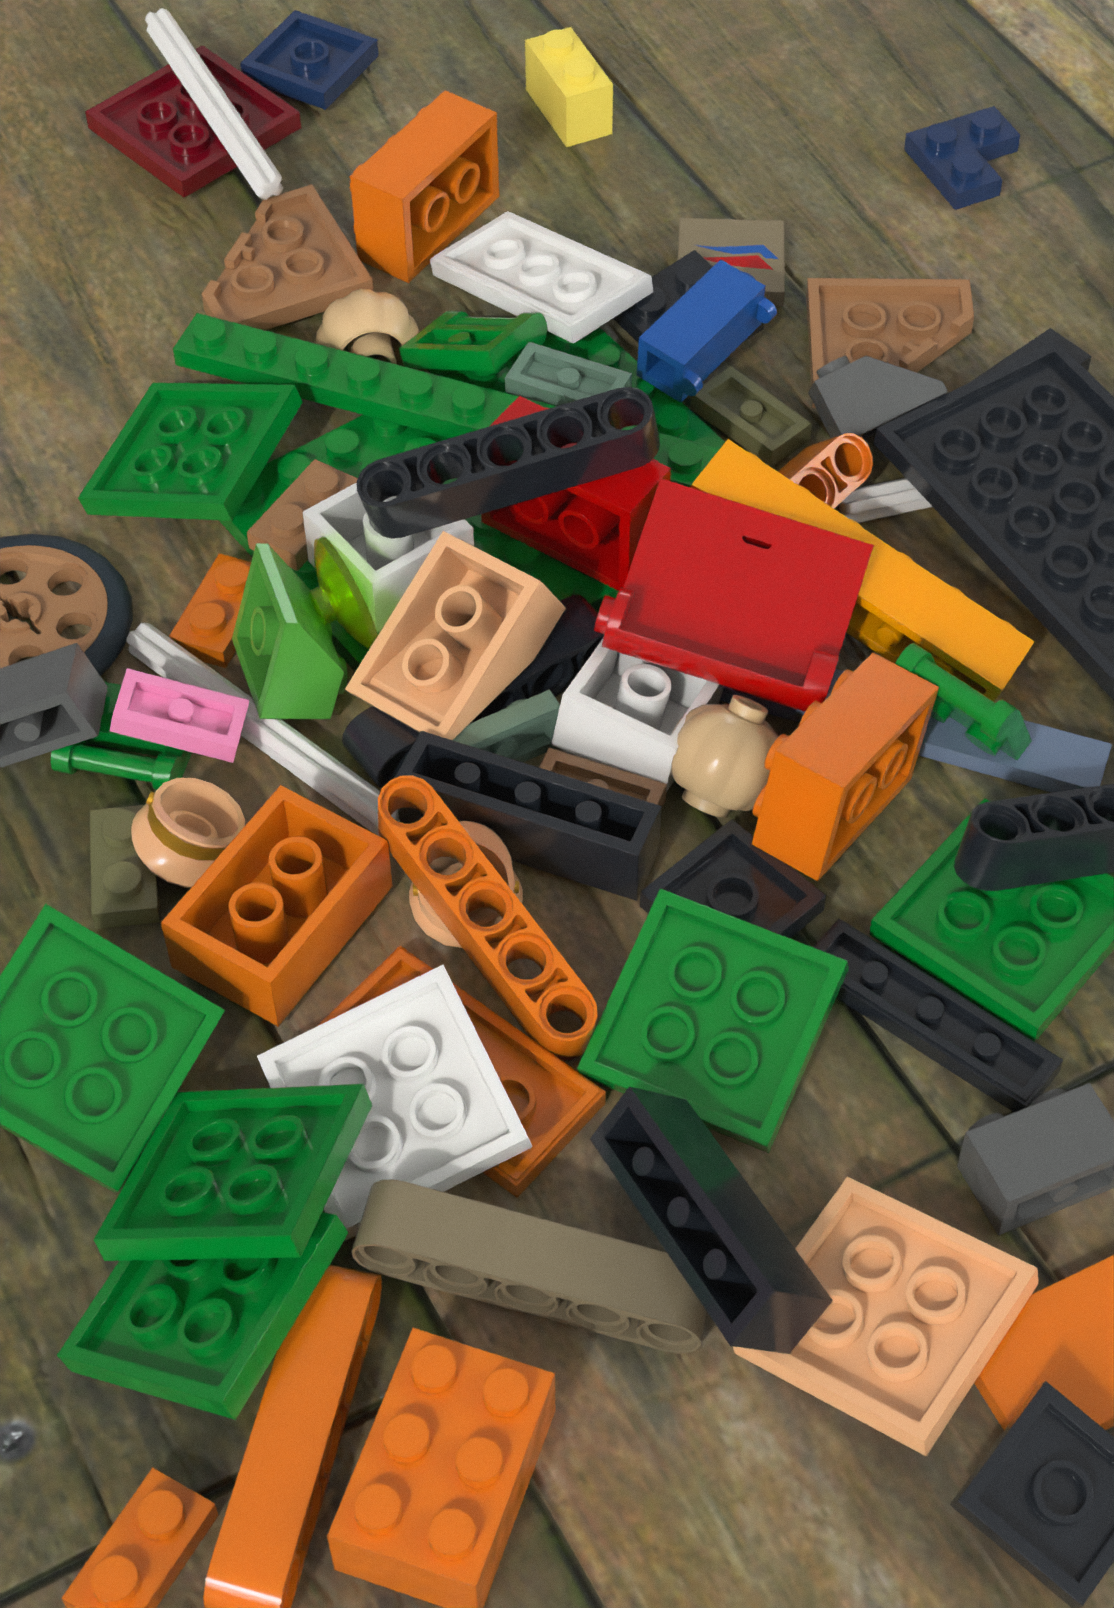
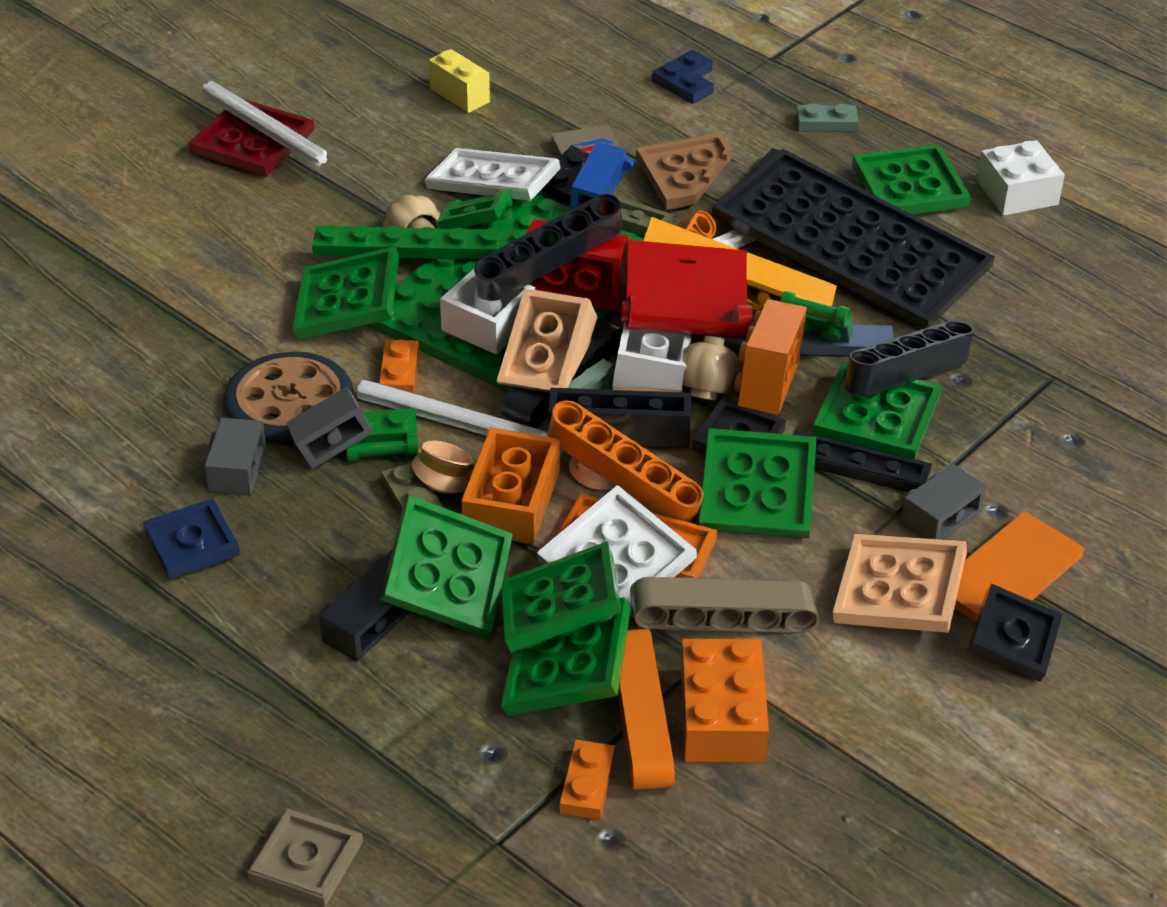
camera: 20 degrees left, 10 degrees down
(179, 715) = (413, 412): bright pink plate -> none
(283, 522) = (424, 311): medium nougat plate -> none
(285, 644) = (452, 367): bright green slope -> none
(286, 265) = (347, 195): medium nougat plate -> none
(310, 59) = (303, 93): dark blue plate -> none
(339, 595) = (479, 334): clear neon green dish -> none
(425, 185) = (409, 141): orange brick -> none
(560, 377) = (521, 215): sand green plate -> none
(710, 1222) = (802, 560): black brick -> none
(868, 394) = (698, 192): dark grey slope -> none

